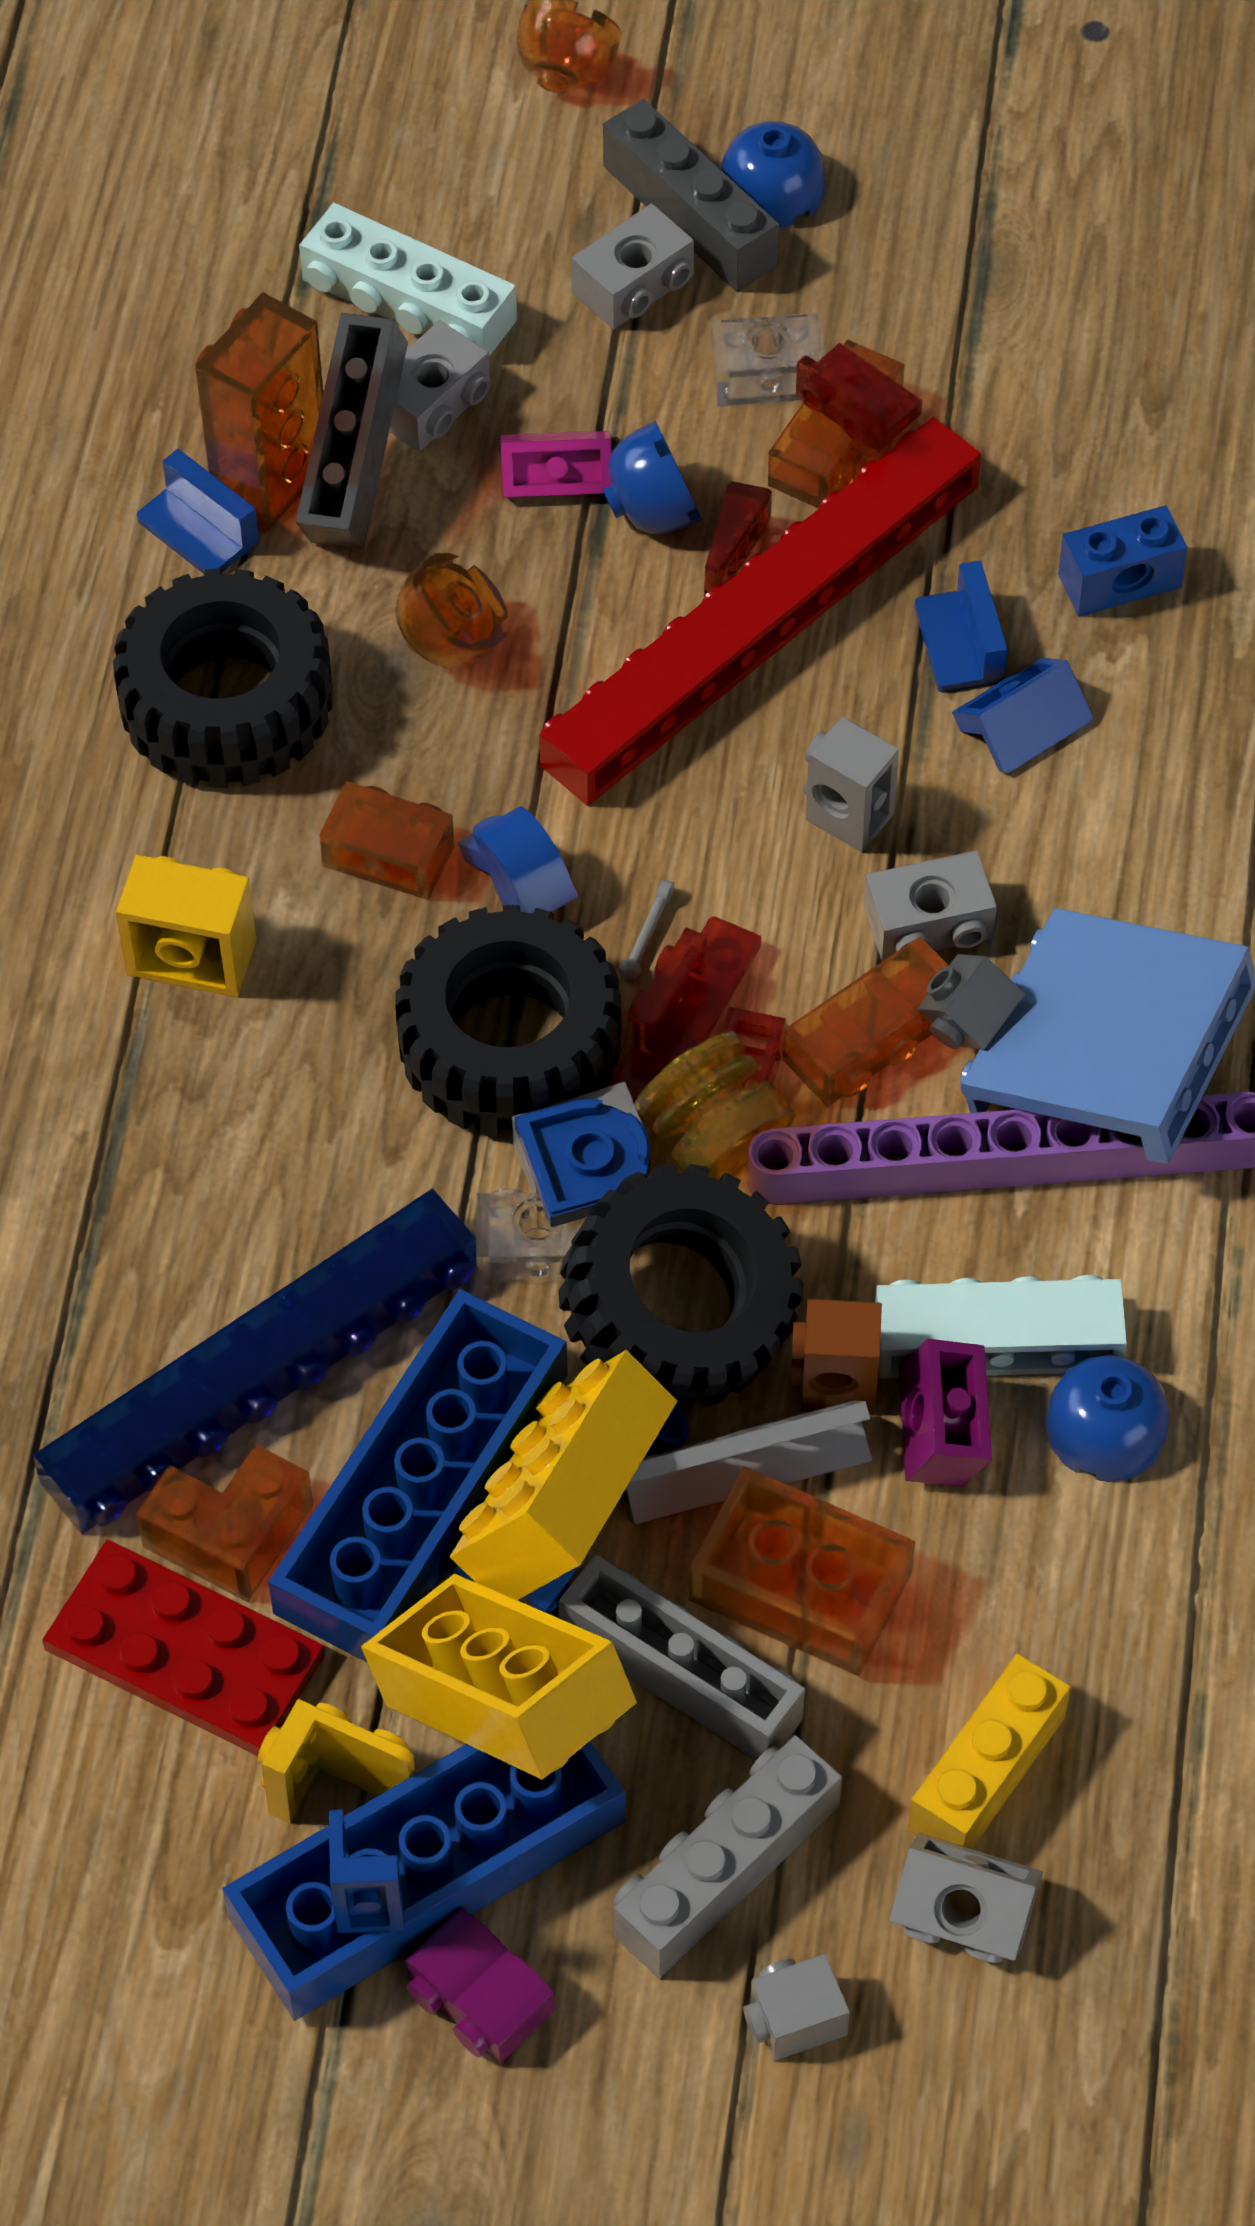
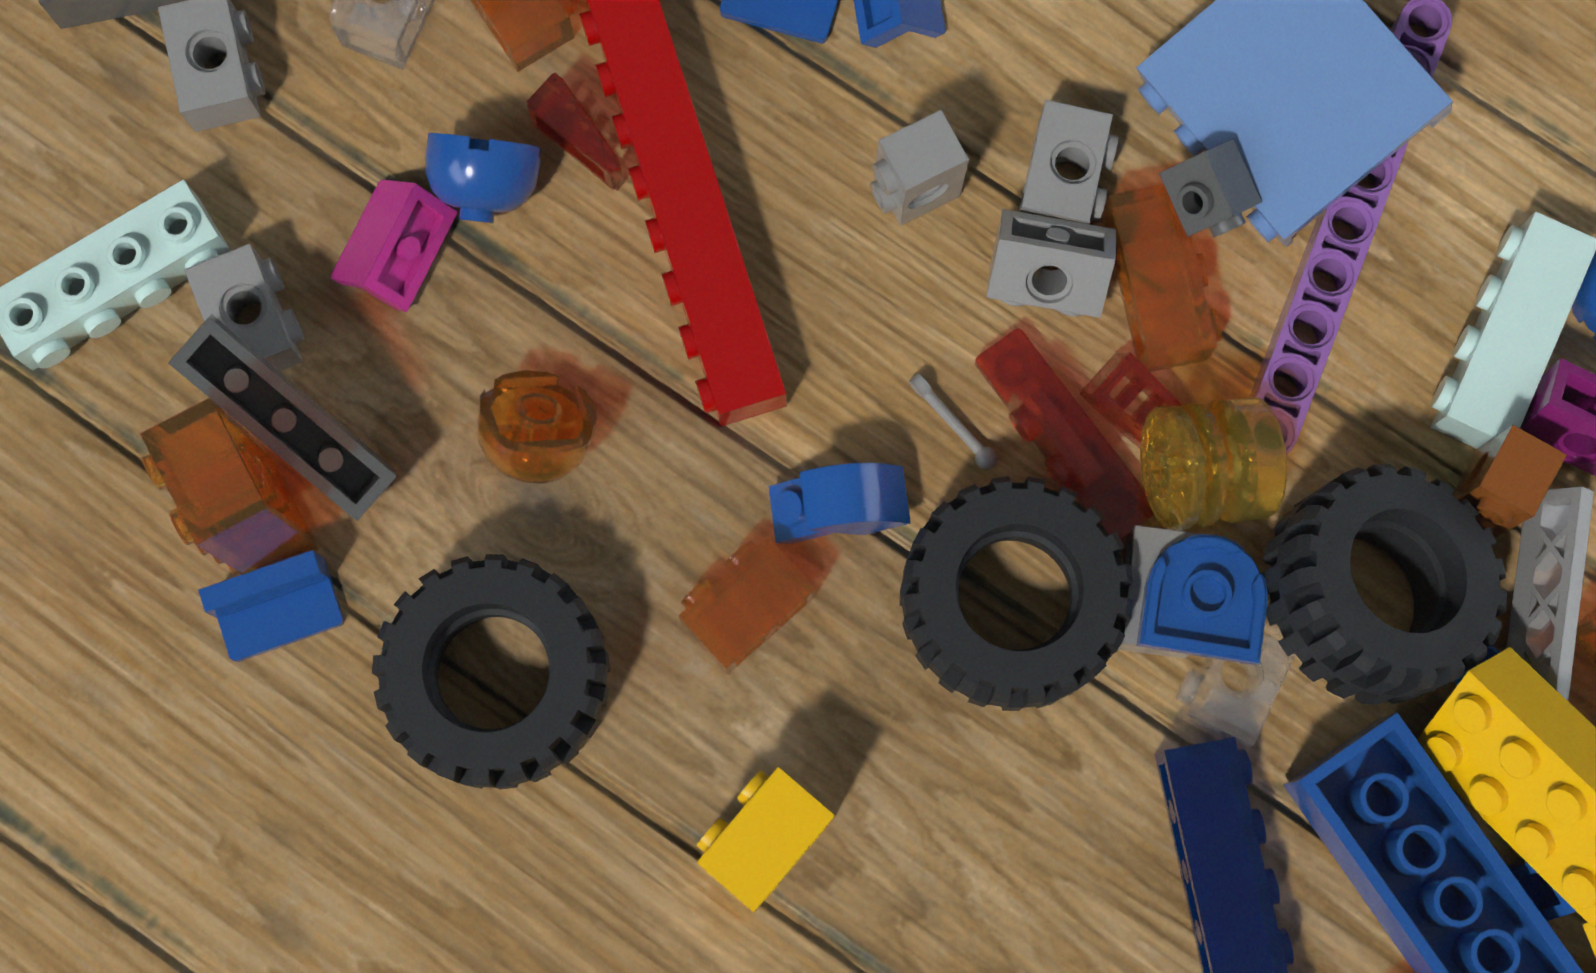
camera: 65 degrees left, 20 degrees up
(829, 923) = (1033, 241): none -> light grey brick

